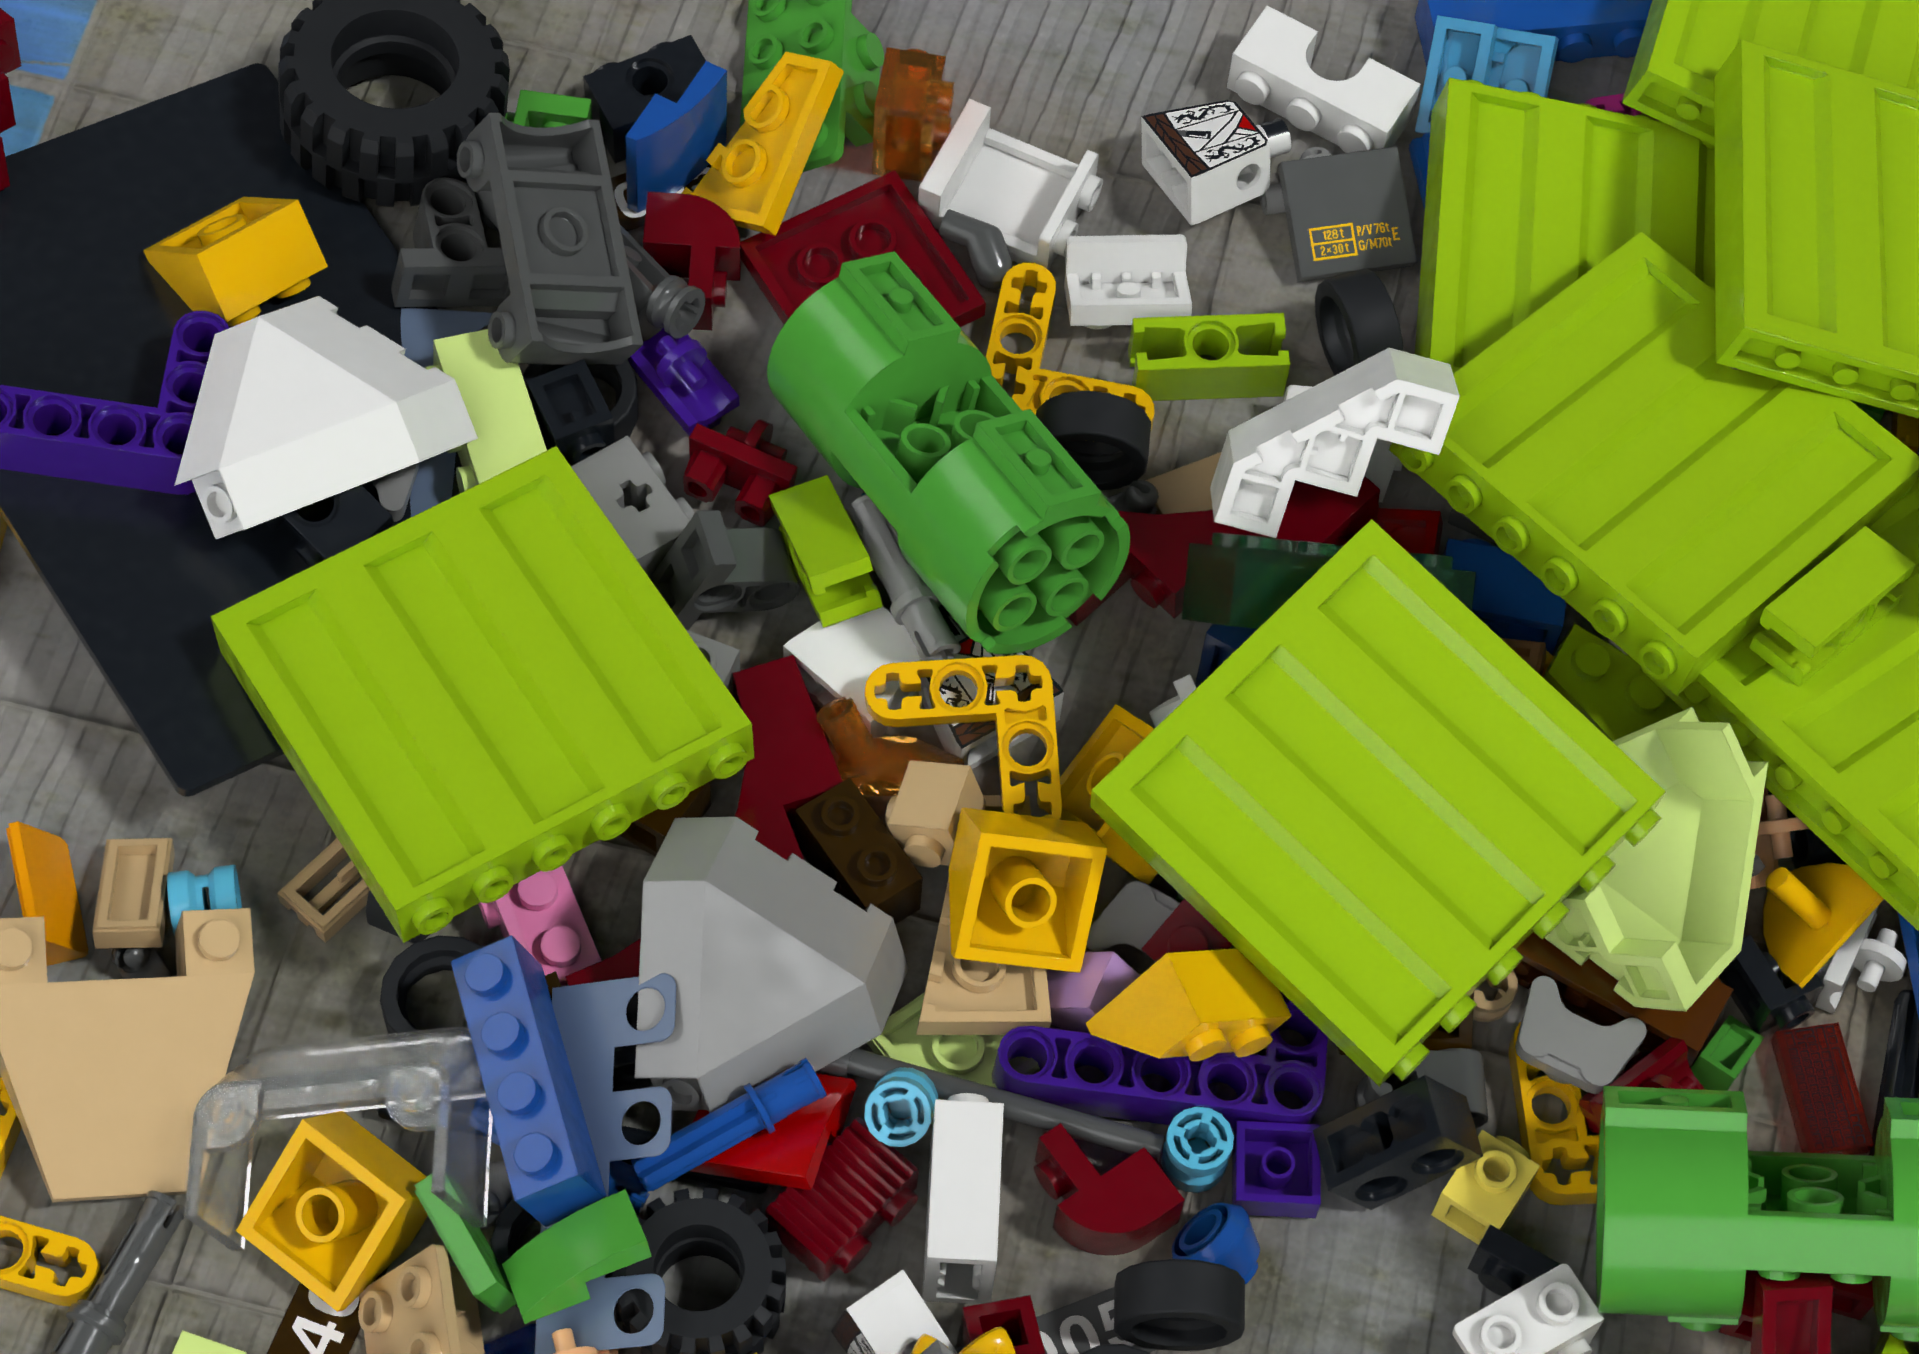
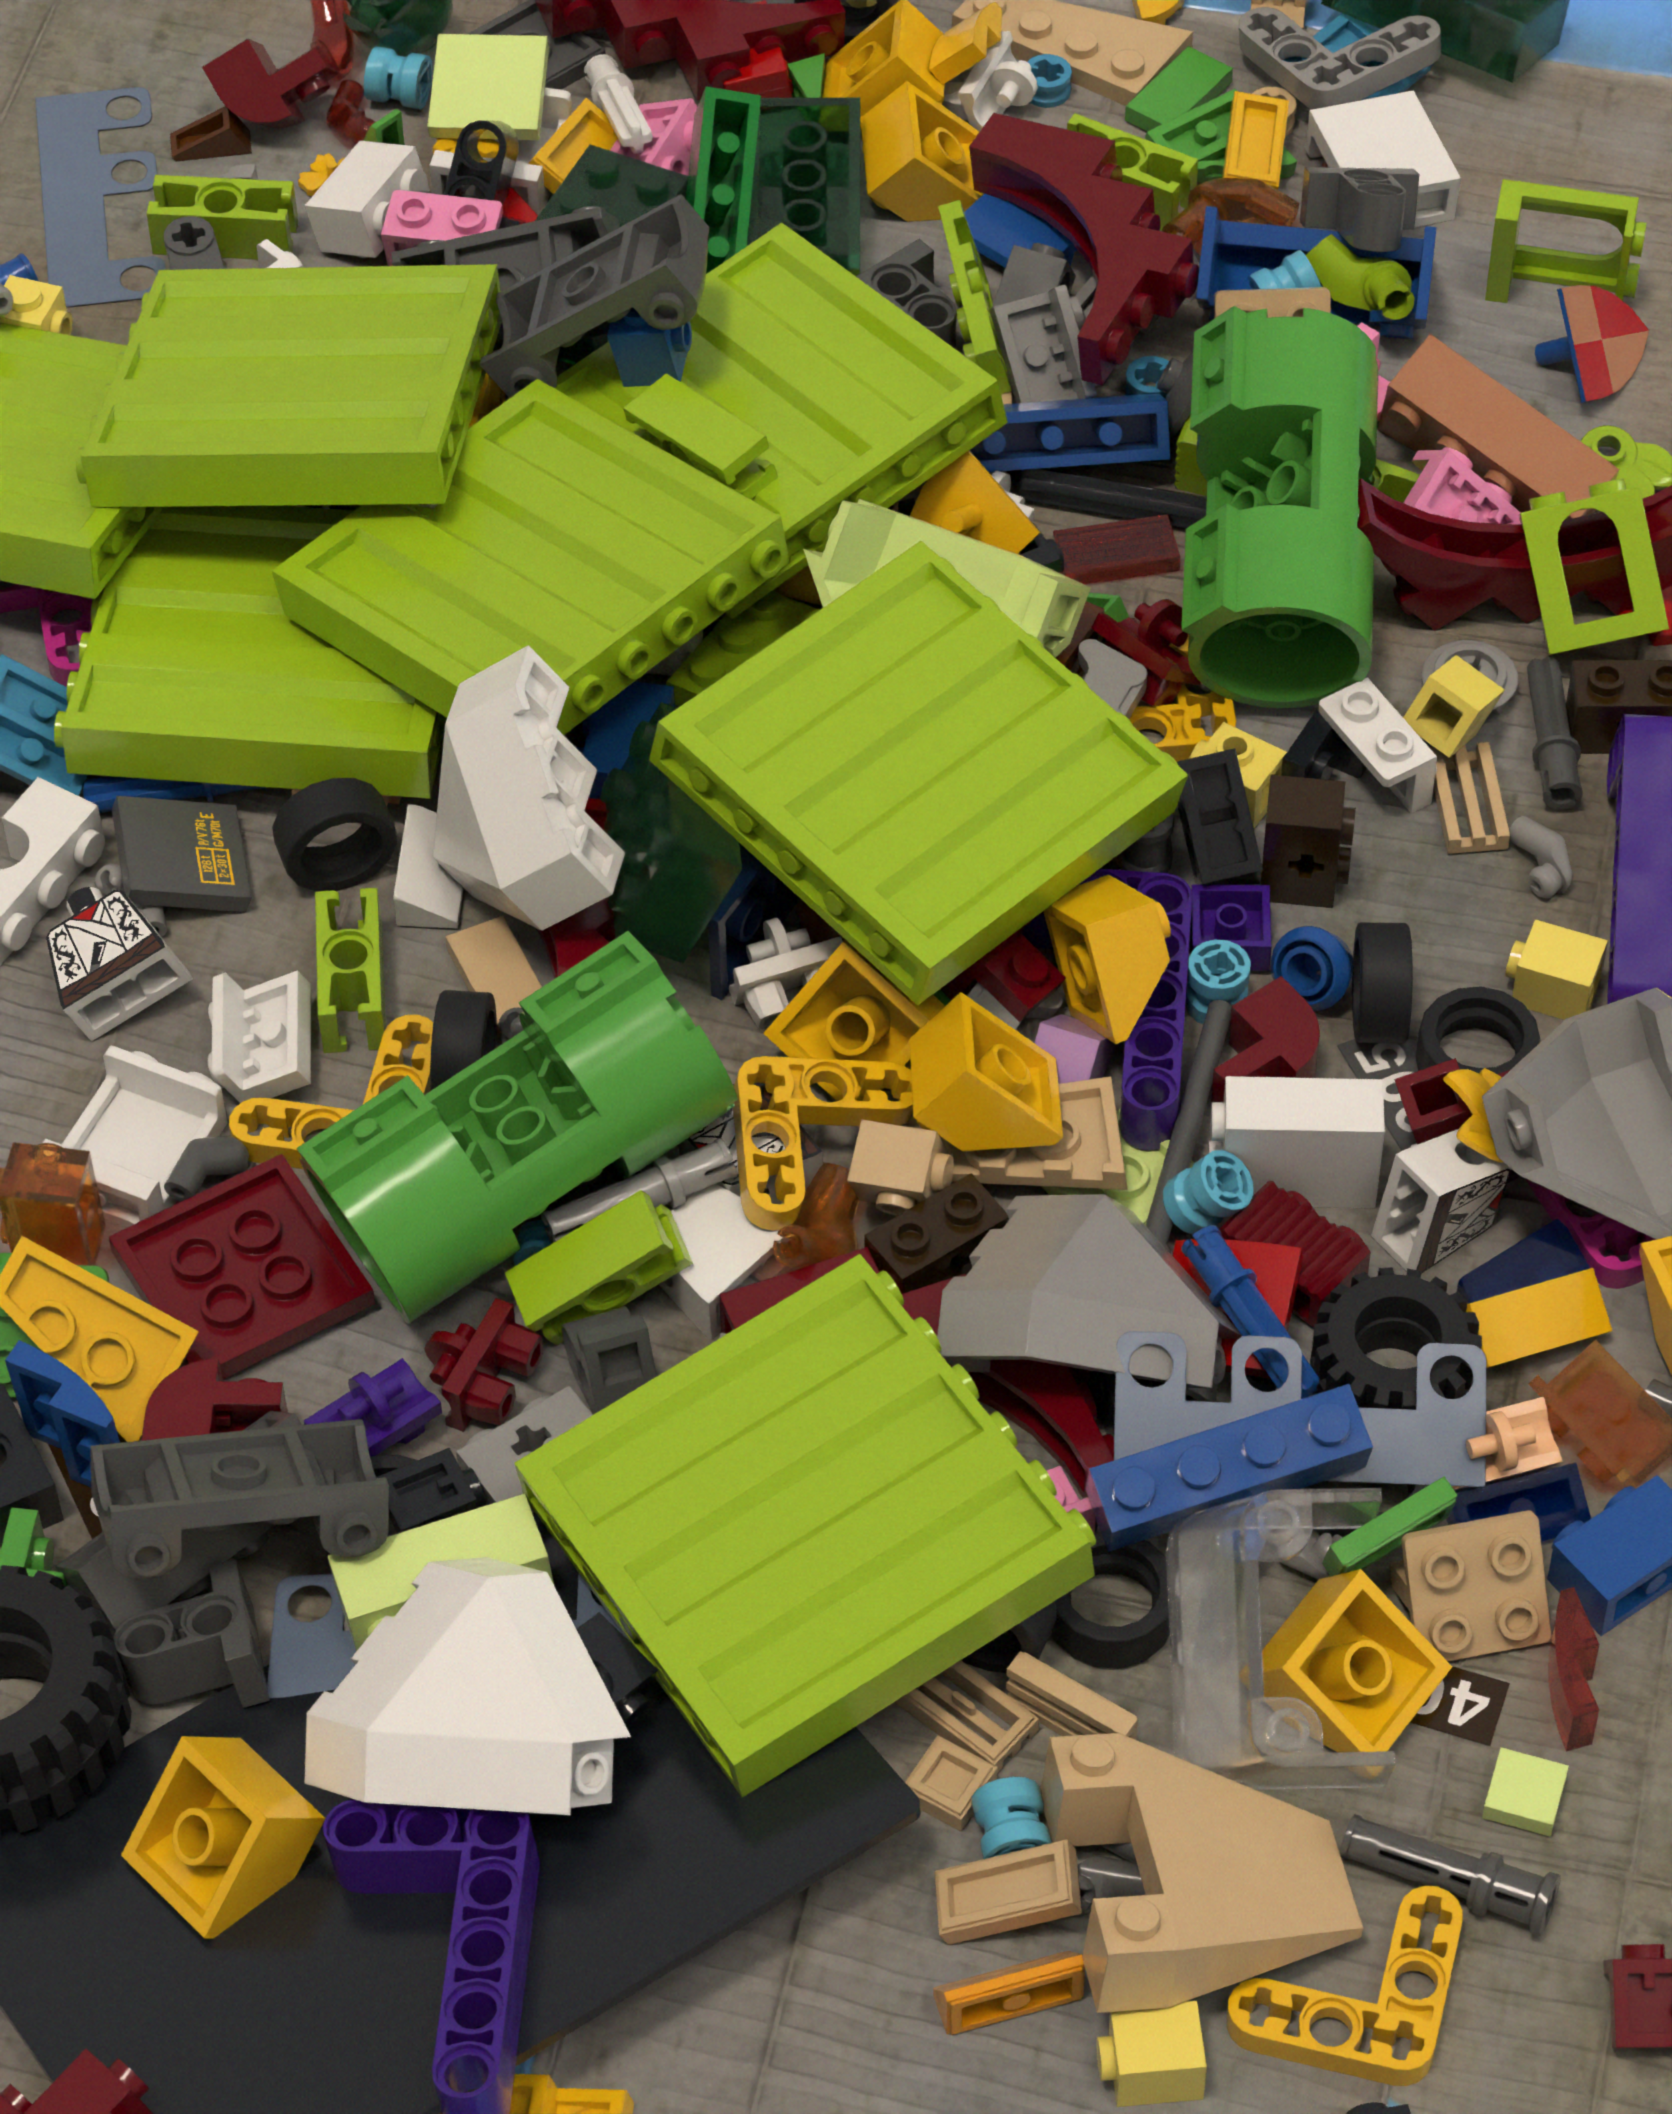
camera: 85 degrees left, 10 degrees down
(269, 857) = (947, 1781): none -> tan tile
(321, 959) = (1063, 1702): none -> tan tile
(558, 1262) = (1406, 1418): bright green slope -> none
(675, 306) = (304, 1398): dark grey bush -> none
(1371, 1236) = (1304, 840): none -> dark brown brick

